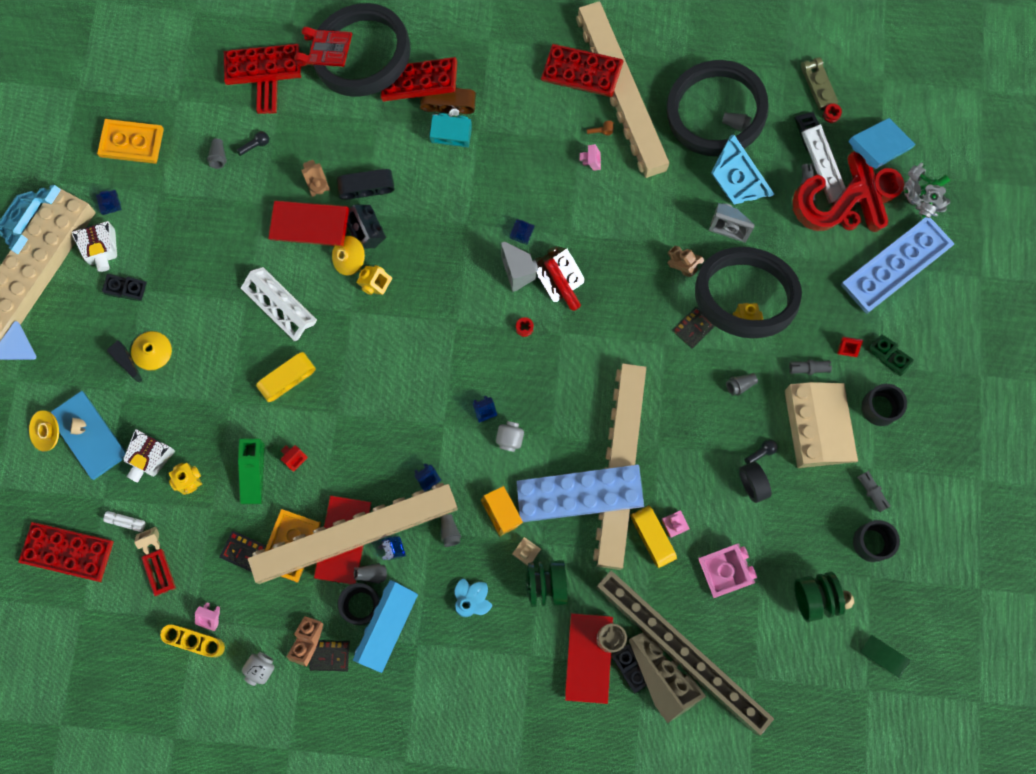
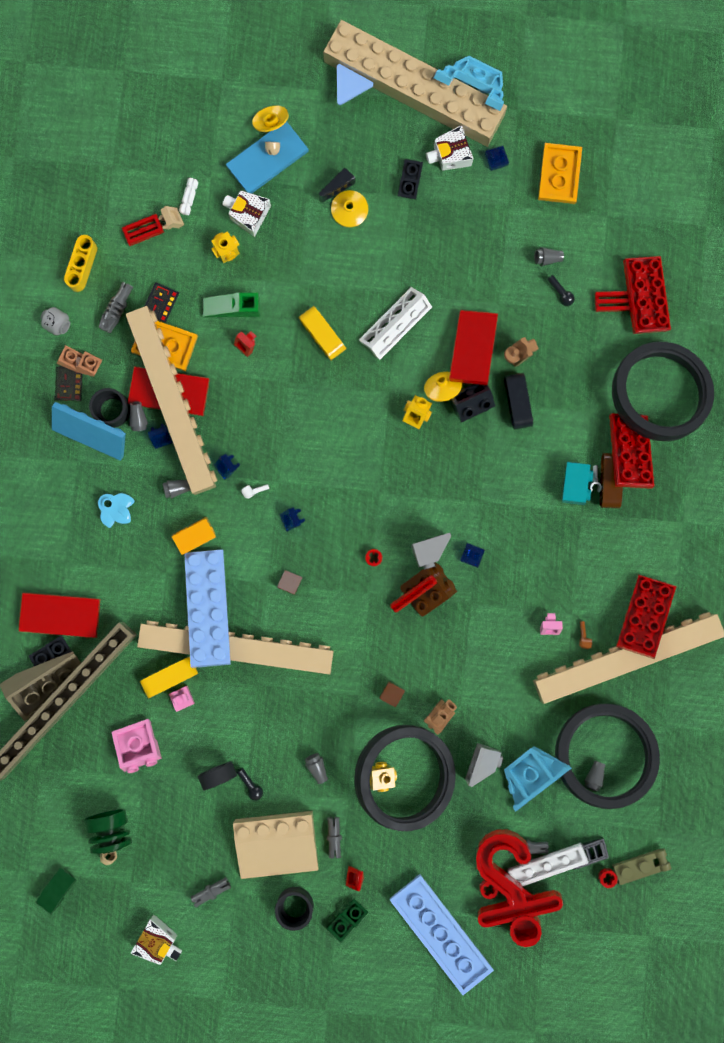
camera: 95 degrees right, 10 degrees up
(66, 552) = (162, 148): red tile -> none
(206, 617) = (100, 274): bright pink tile -> none
(247, 601) = (115, 308): none -> dark grey hinge
(327, 48) = (662, 358): red flag -> none
(455, 454) = (248, 492): none -> white hand
(509, 436) = (264, 543): light grey head -> none
(526, 551) = (157, 559): tan tile -> none
(547, 583) = (123, 576): dark green wheel -> none
(551, 411) = (289, 582): none -> slope
(611, 638) = (72, 634): dark tan wheel -> none
(663, 310) = (392, 694): none -> reddish brown slope
(693, 328) = (373, 720): clear smoke piece -> none
(881, 143) = (568, 926): dark azure tile -> none
(890, 537) = (155, 903): black piece -> none
(930, 546) = (156, 942): none -> torso
(933, 200) = (506, 977): light grey plant -> none

